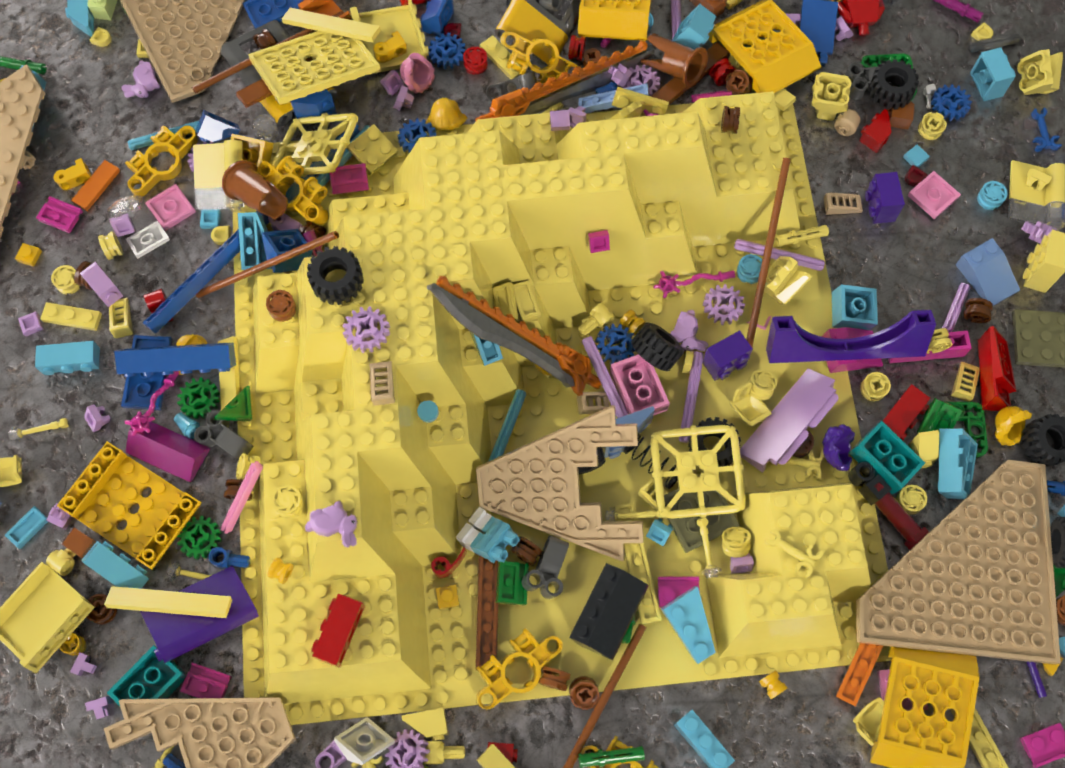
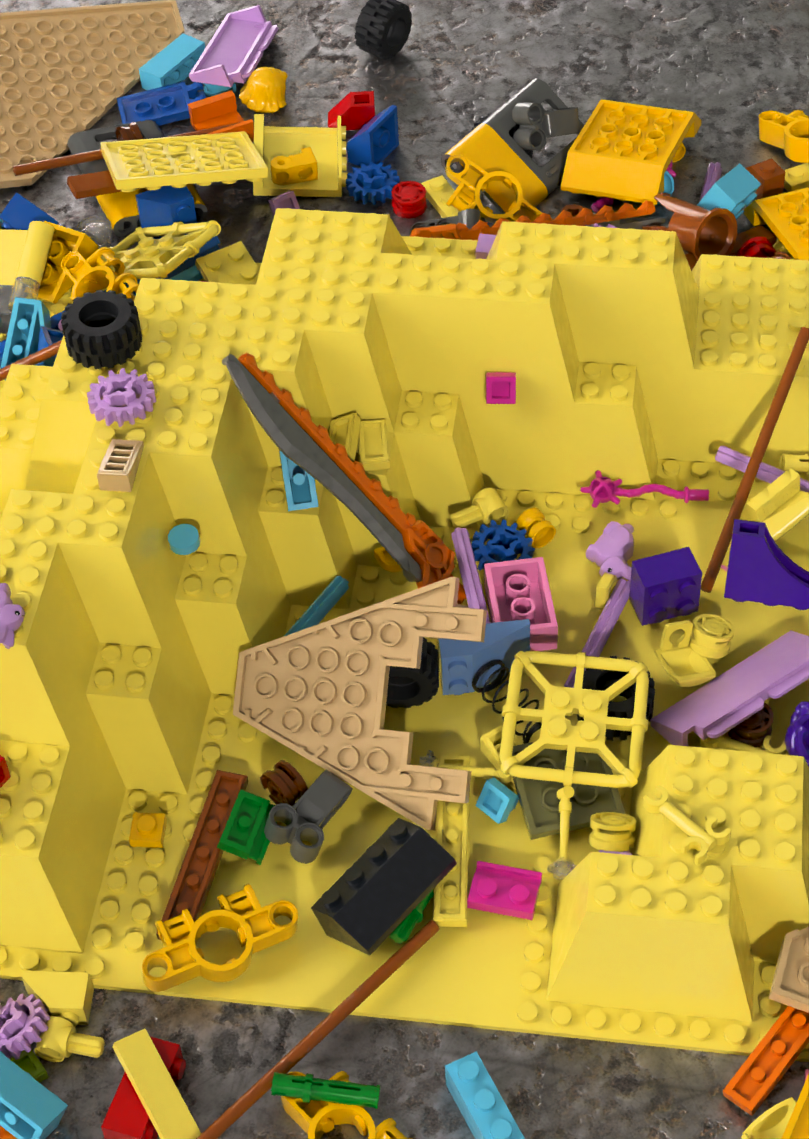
camera: 15 degrees right, 20 degrees down
(245, 184) = (33, 266): dark orange piece -> none
(281, 306) = (26, 394): dark orange wheel -> none
(331, 24) = (223, 128): light yellow tile -> none
(417, 73) = (323, 194): bright pink hair -> none
(448, 567) = (155, 789): red panel -> none
(453, 28) = (395, 161): dark red tile -> none
(487, 536) = (230, 752): medium azure hips -> none
(553, 681) = (271, 965): dark orange wheel -> none
(574, 47) = (554, 199): red wheel -> none
(584, 693) = (313, 1000): dark orange wheel -> none
(657, 346) = (560, 554): black tyre -> none
(690, 623) = (505, 925): medium azure wedge -> none
(723, 312) = (680, 526): lavender gear -> none
(730, 119) = (735, 275): reddish brown wheel -> none
(749, 268) = (727, 488): medium azure wheel -> none
(773, 684) = (622, 1053): yellow wheel -> none

